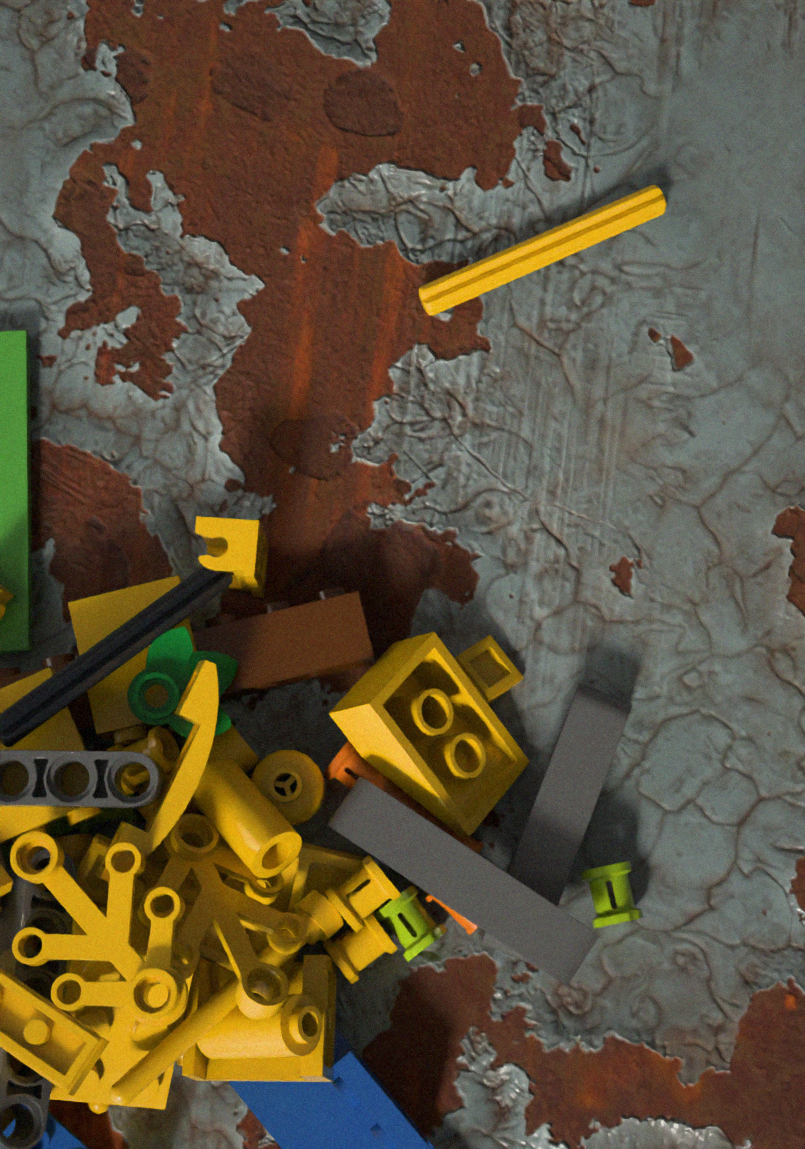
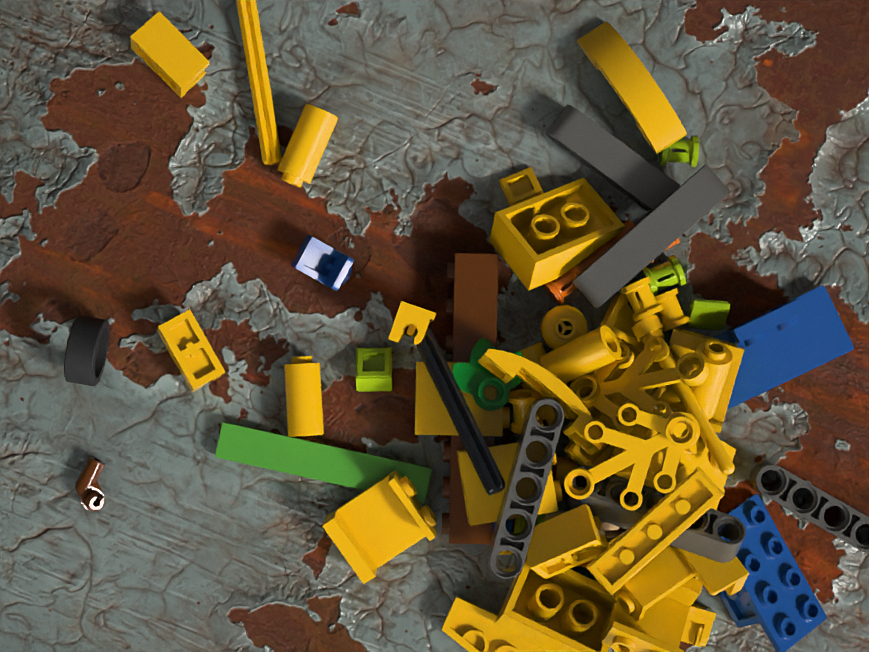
camera: 80 degrees left, 10 degrees up
(80, 111) = (86, 350): none -> black tyre
(89, 434) = (303, 397): none -> yellow brick
(116, 254) = (190, 350): none -> yellow hinge
(158, 526) = (373, 369): none -> lime slope
(294, 408) = (323, 263): none -> blue bracket
(369, 1010) = (707, 314): none -> lime slope
(460, 340) = (307, 145): none -> yellow brick
(539, 117) = (169, 54): none -> yellow hinge
(686, 796) = (633, 86): none -> yellow slope

